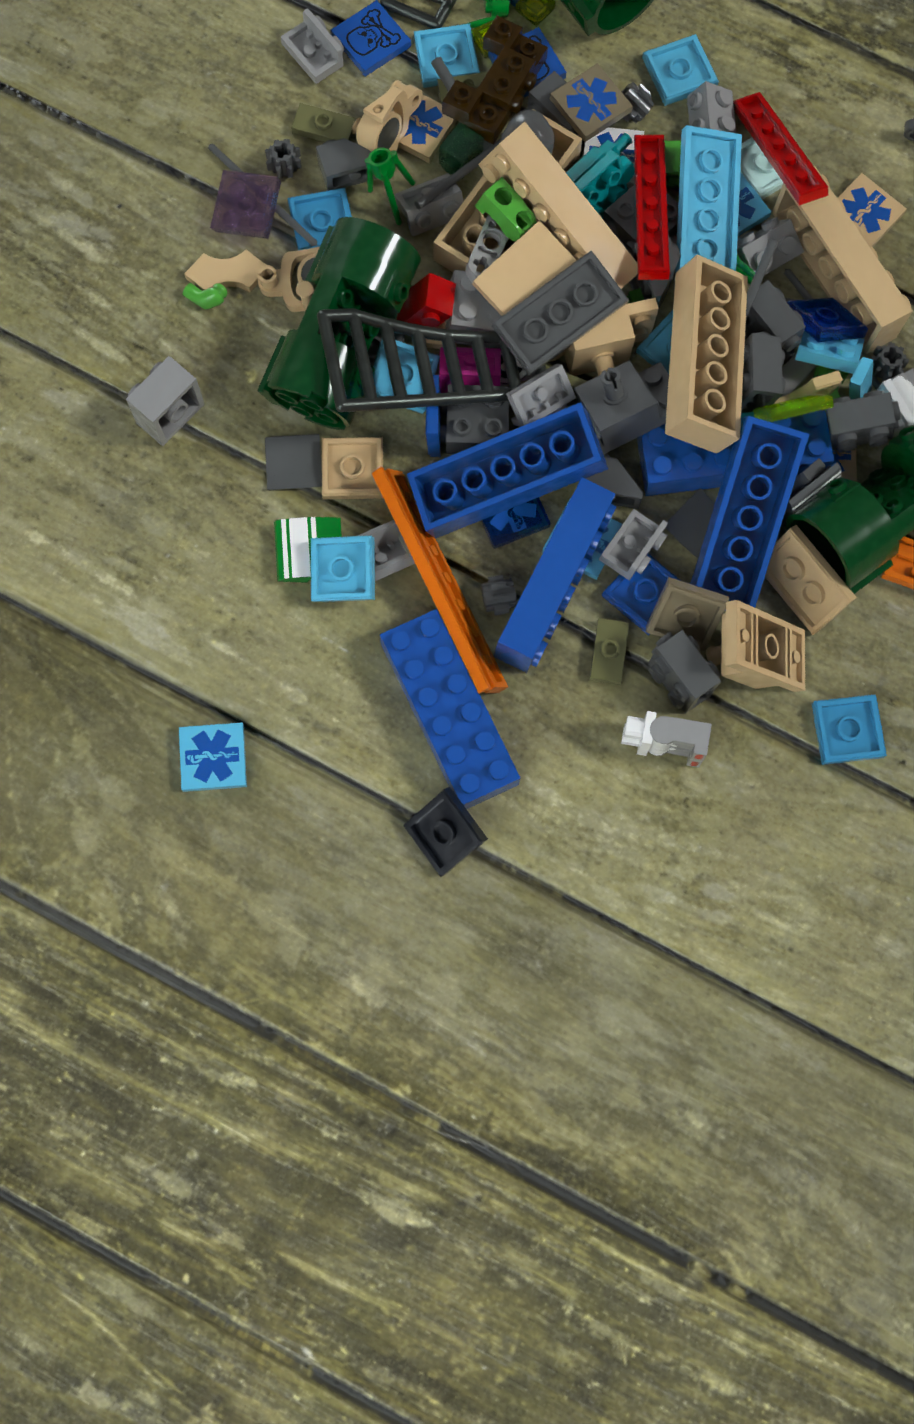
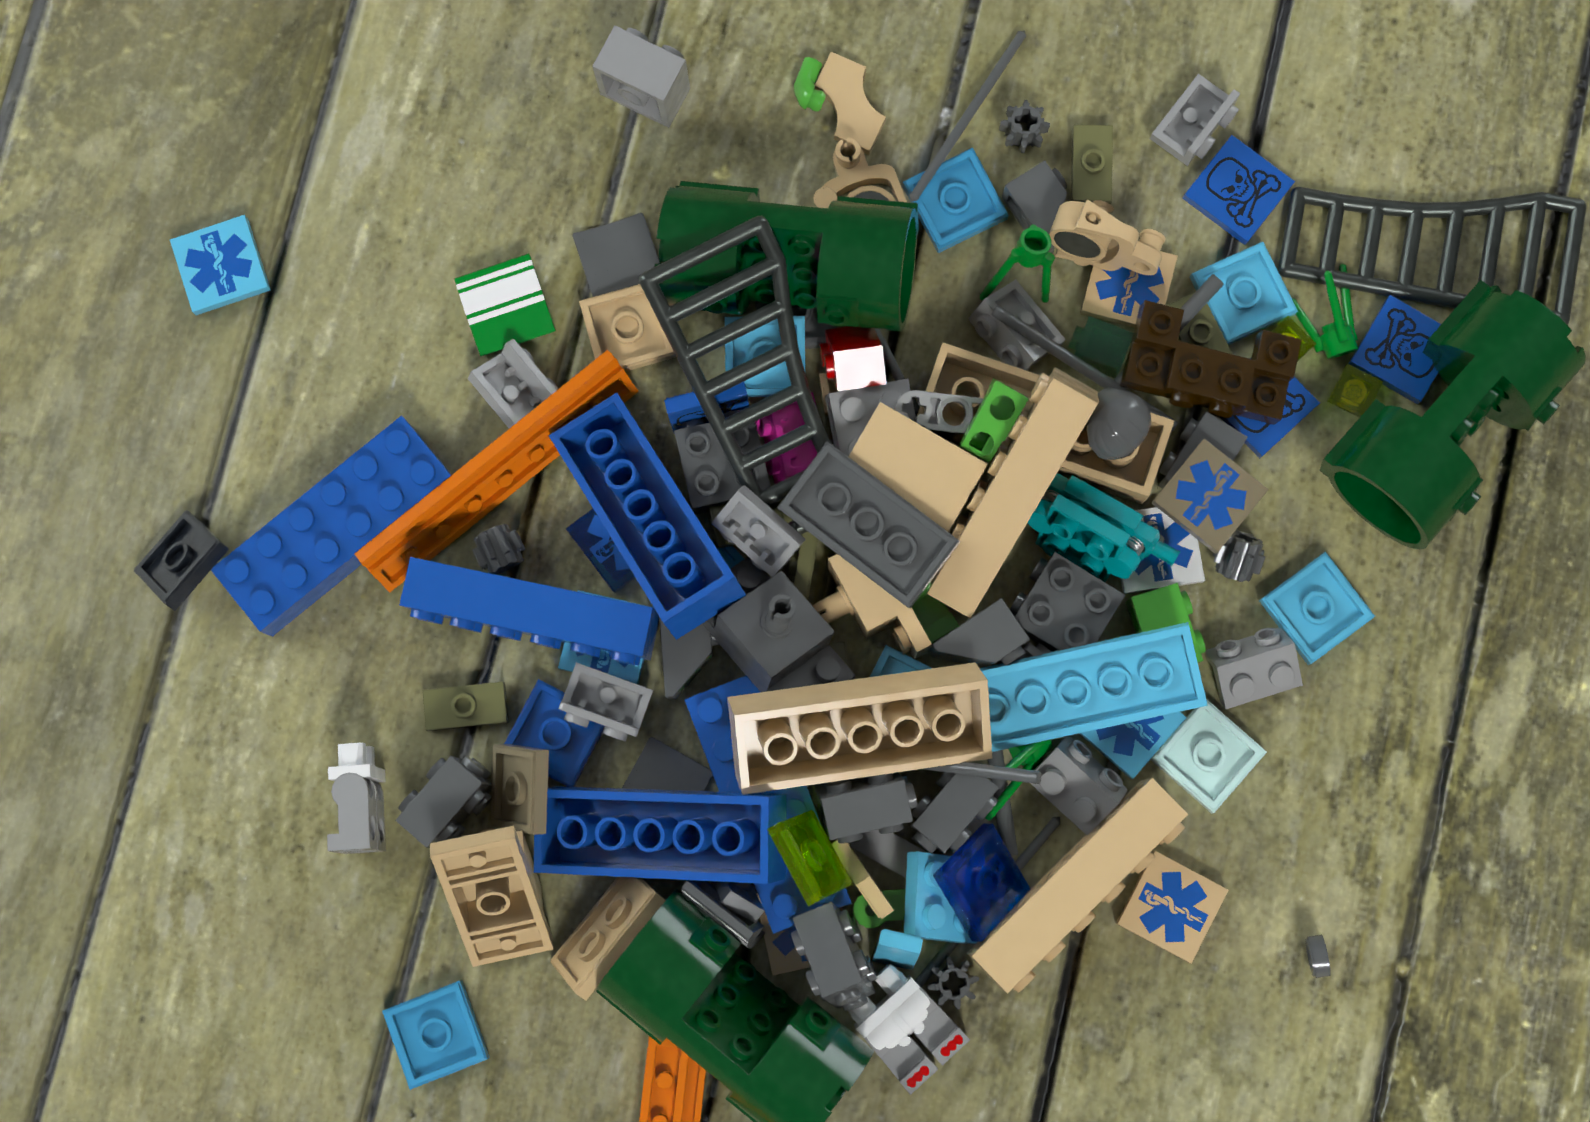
camera: 85 degrees right, 5 degrees up
(245, 204) = (942, 97): clear purple plate -> none
(342, 569) = (477, 349): medium azure tile -> none
(651, 208) = (1064, 608): red tile -> none
(780, 149) = (1208, 764): red tile -> none

